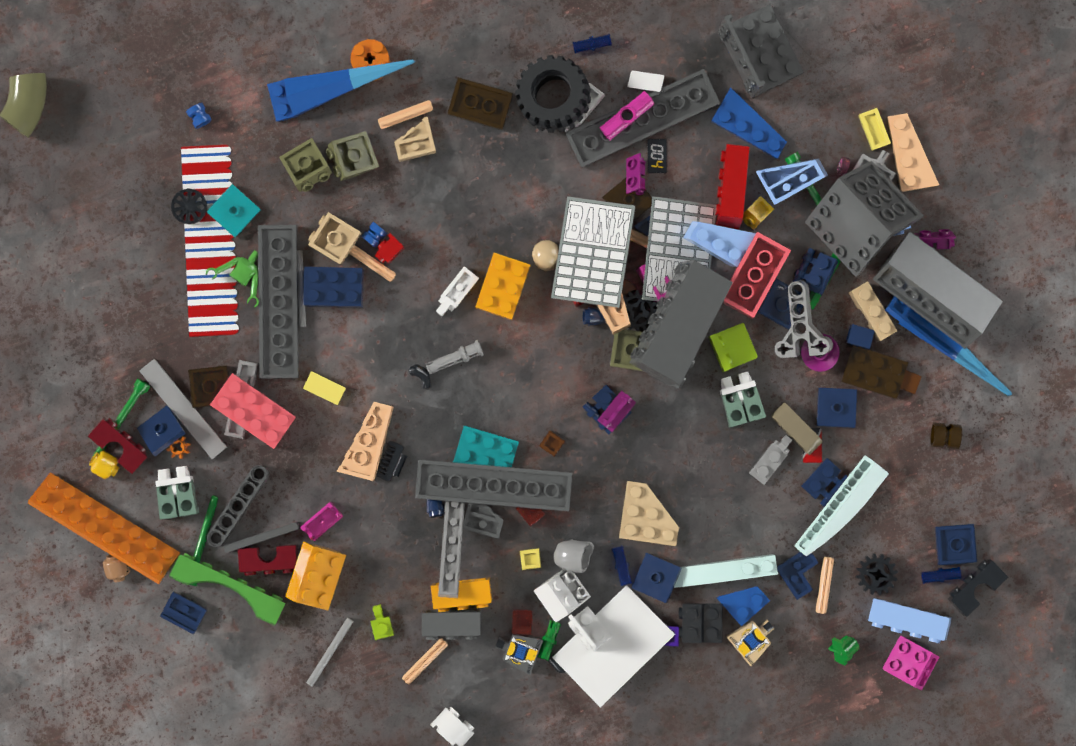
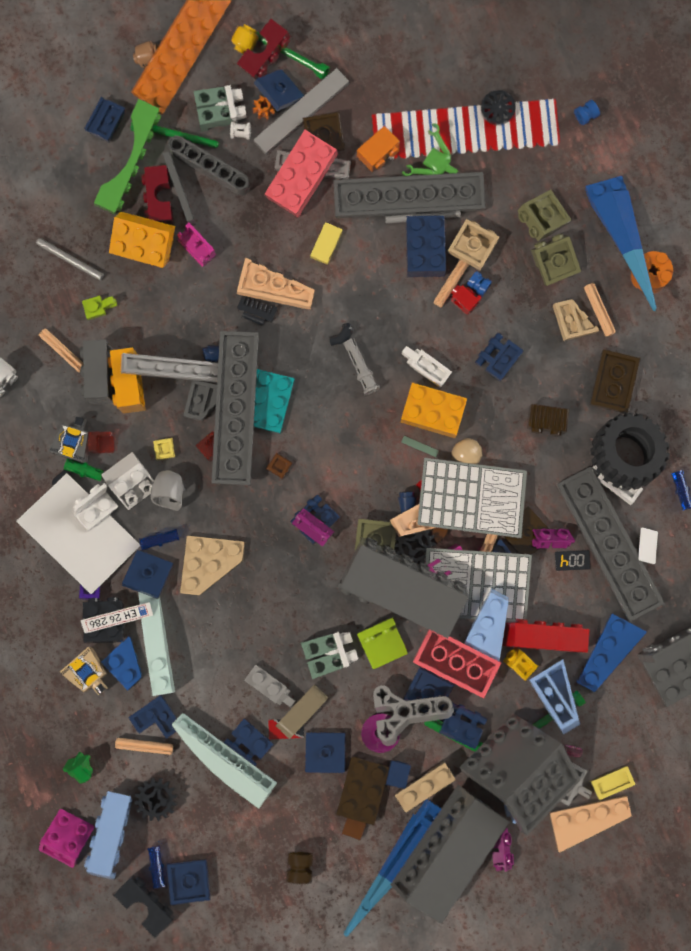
camera: 90 degrees right, 5 degrees down
(202, 475) = (245, 134): none -> white bush
(228, 330) = (378, 149): none -> orange brick
(233, 211) = (495, 149): teal plate -> none
(454, 214) = (503, 360): none -> dark blue plate
(516, 172) = (547, 419): none -> dark brown brick
(539, 297) = (419, 446): none -> sand green piece
(636, 108) = (621, 535): dark pink piece -> none
(699, 608) = (116, 617): none -> white sticker

